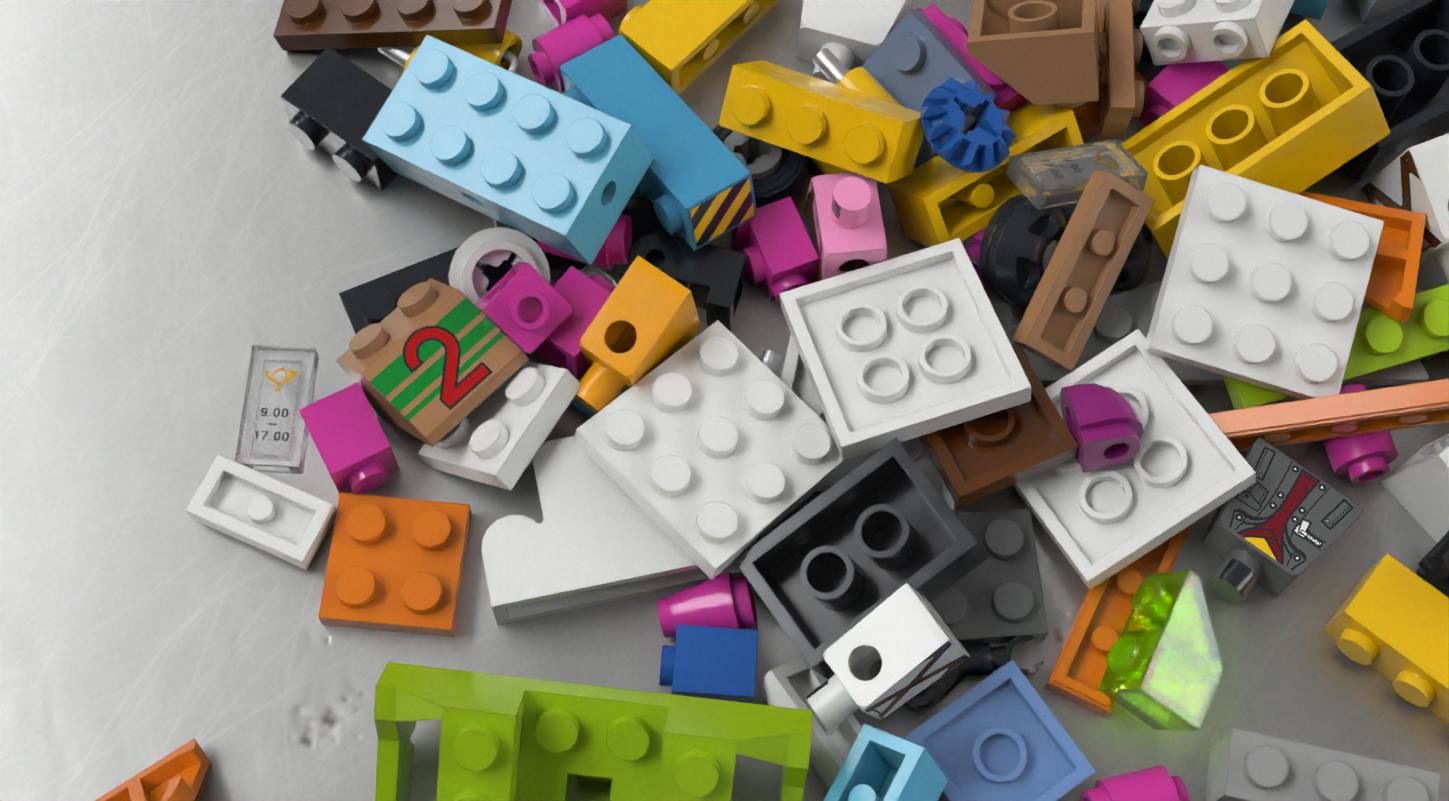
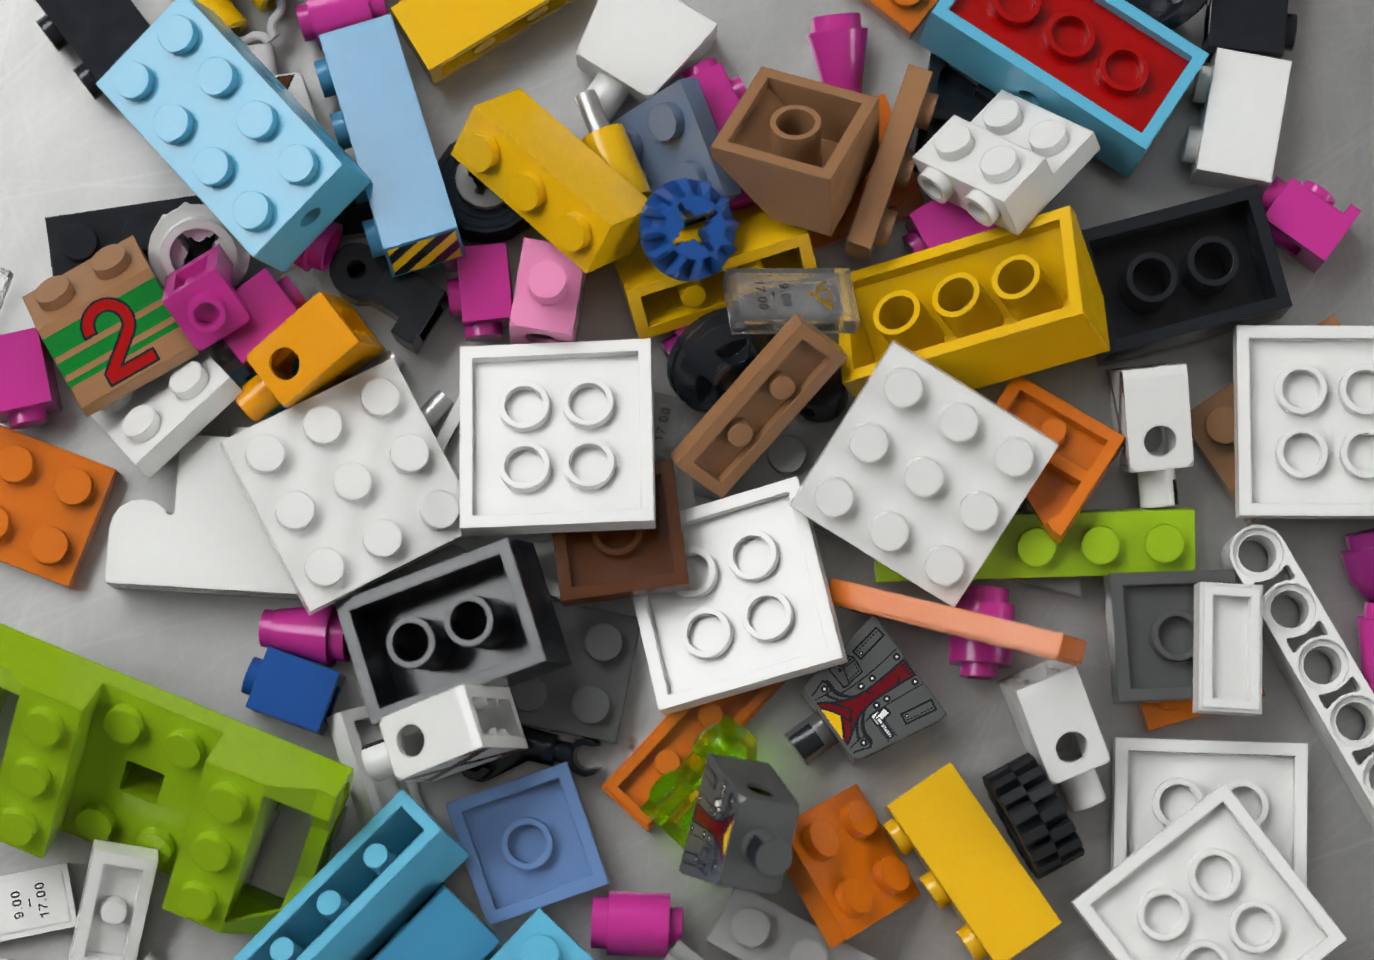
camera: 20 degrees right, 15 degrees up
(1101, 425) = (717, 567): magenta piece -> none
(1229, 664) = (740, 832): none -> dark grey torso
(1324, 685) = (847, 867): none -> orange plate

